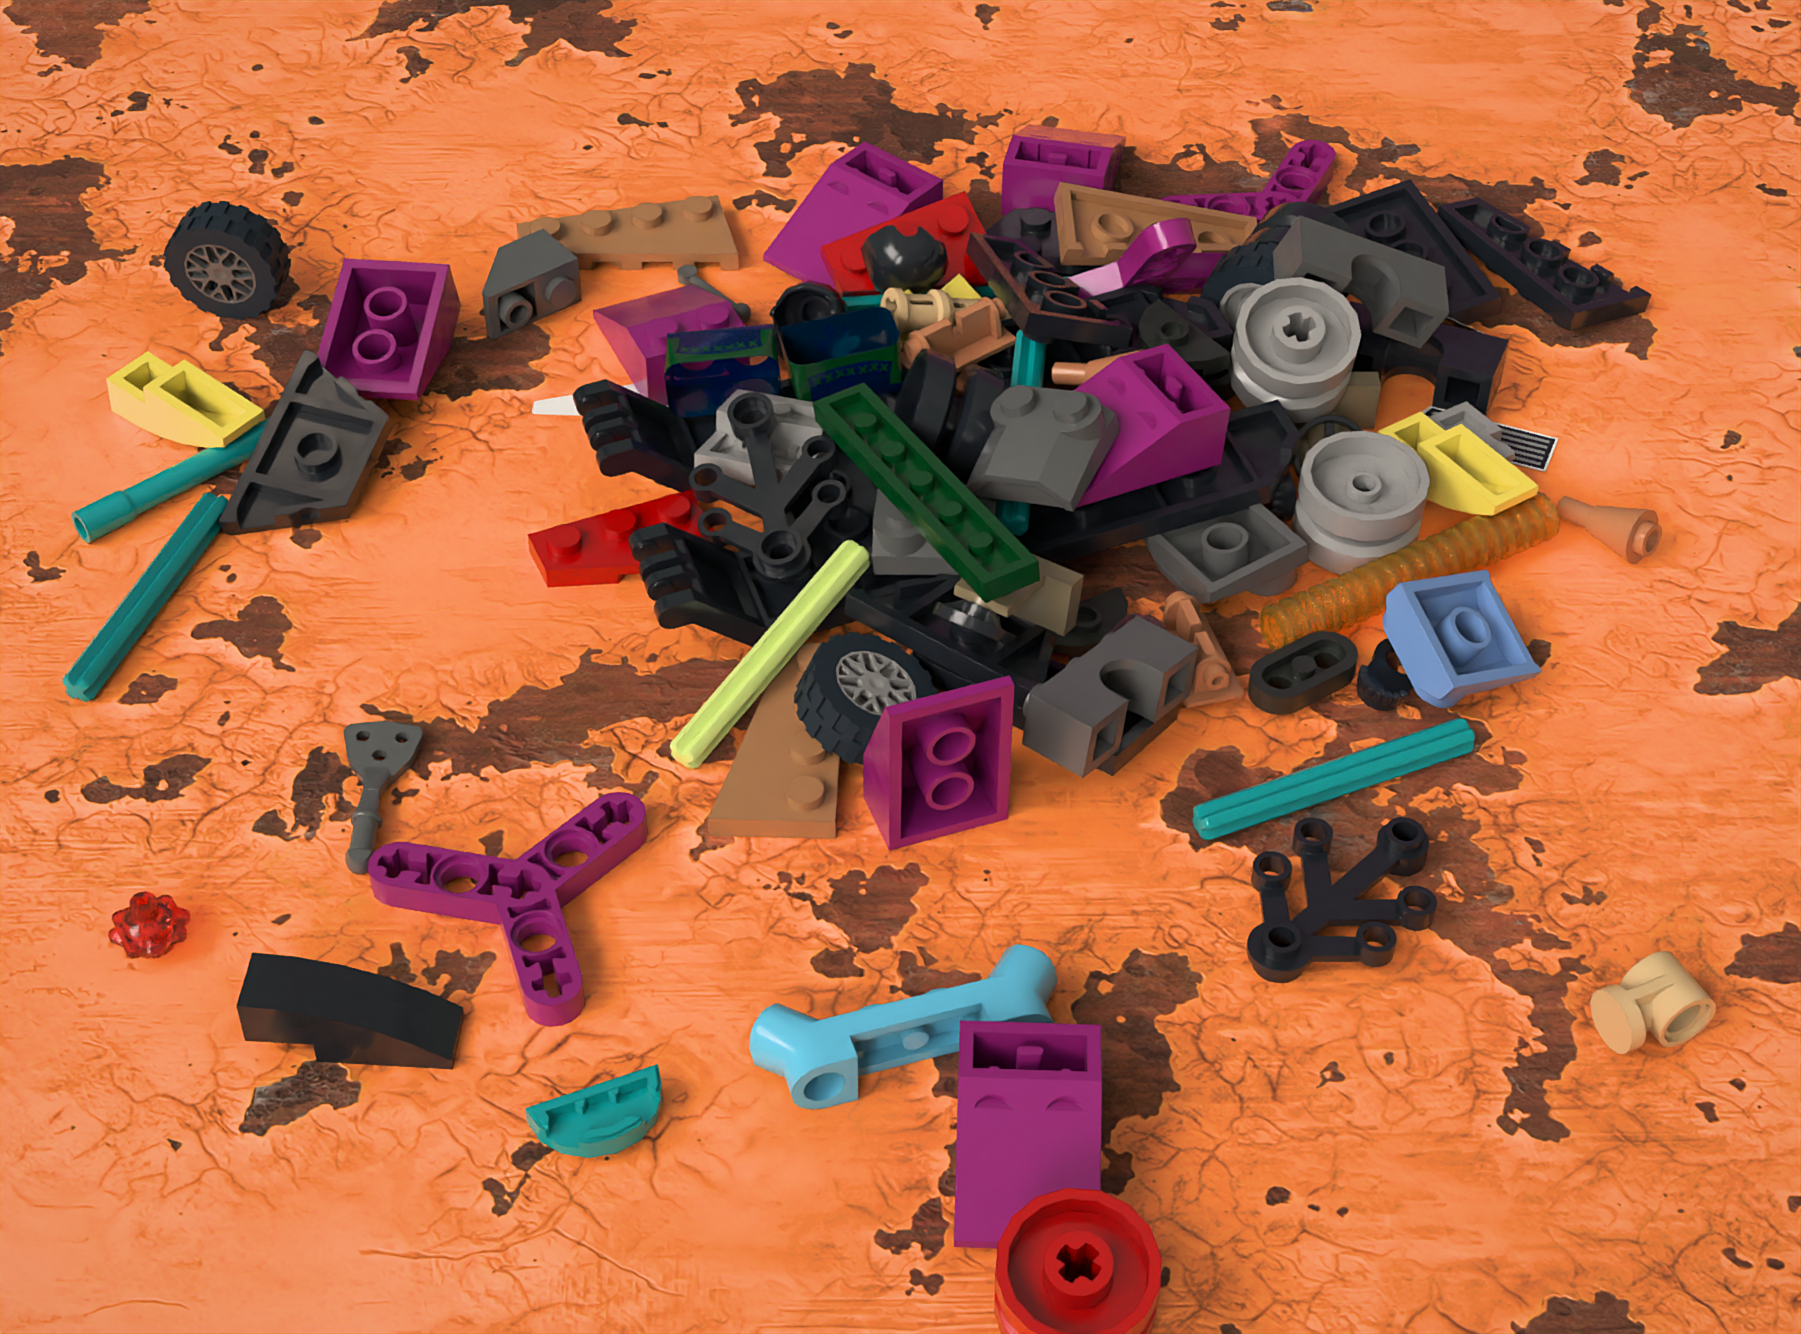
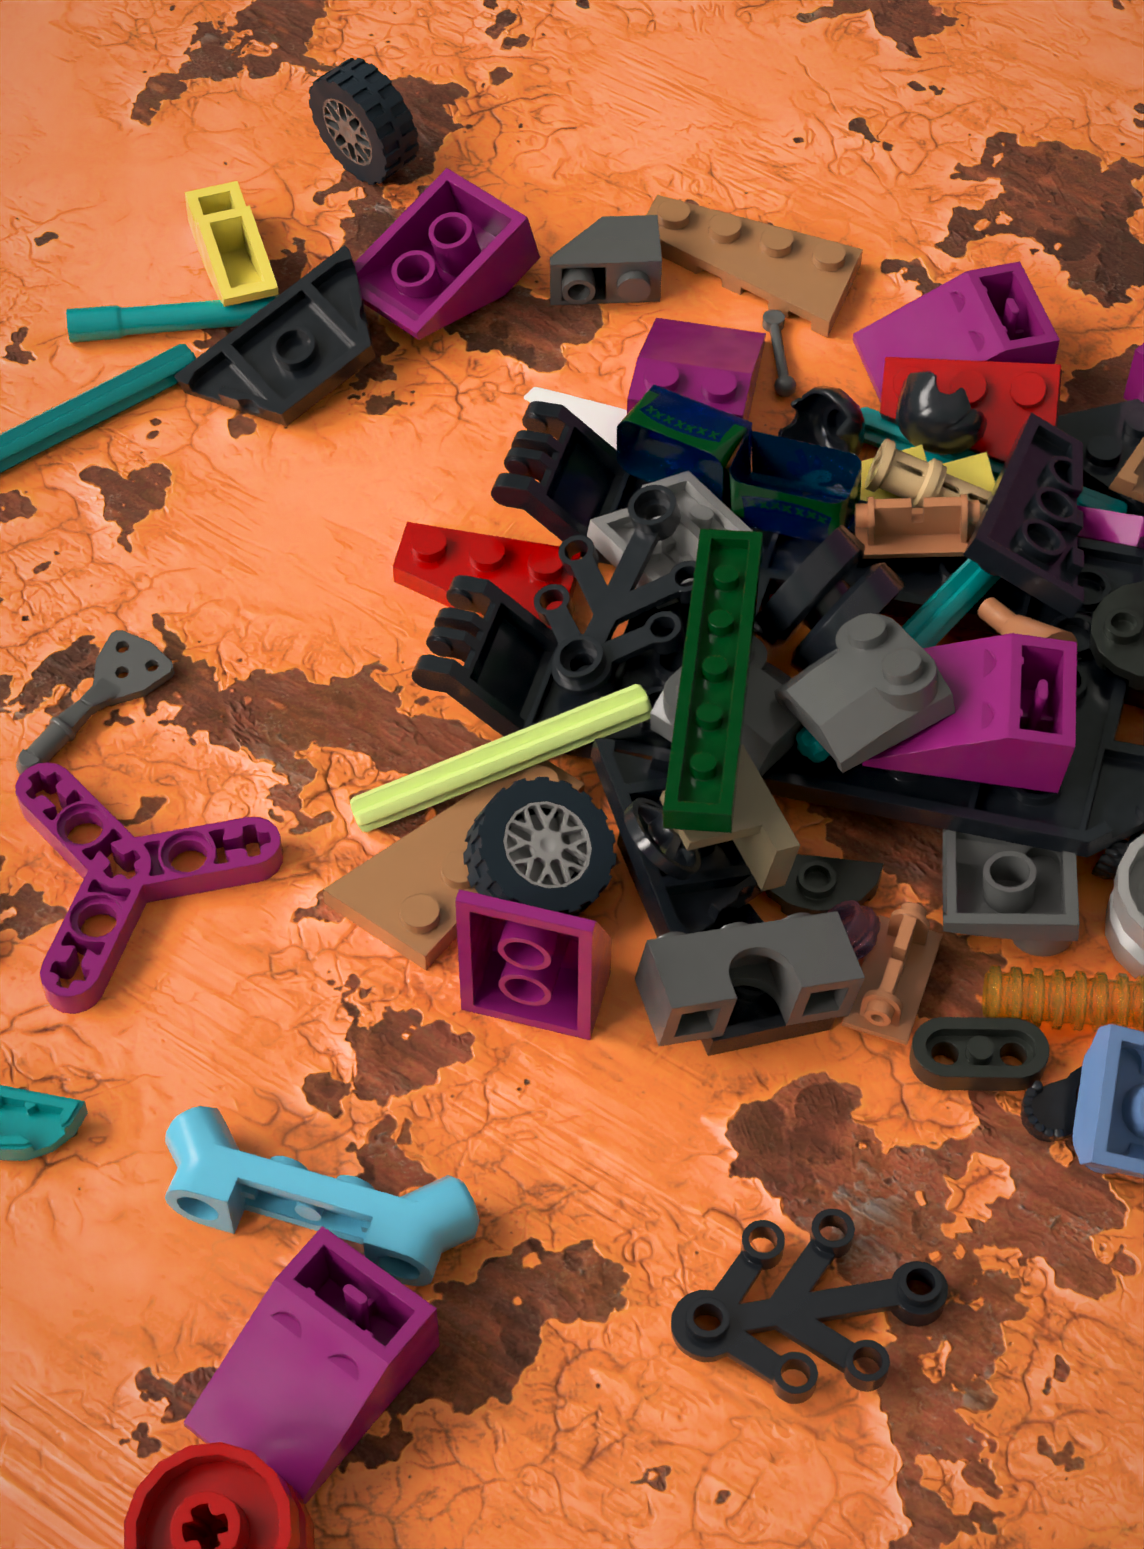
camera: 35 degrees right, 10 degrees up
(1332, 779) = (918, 1182): teal axle -> none

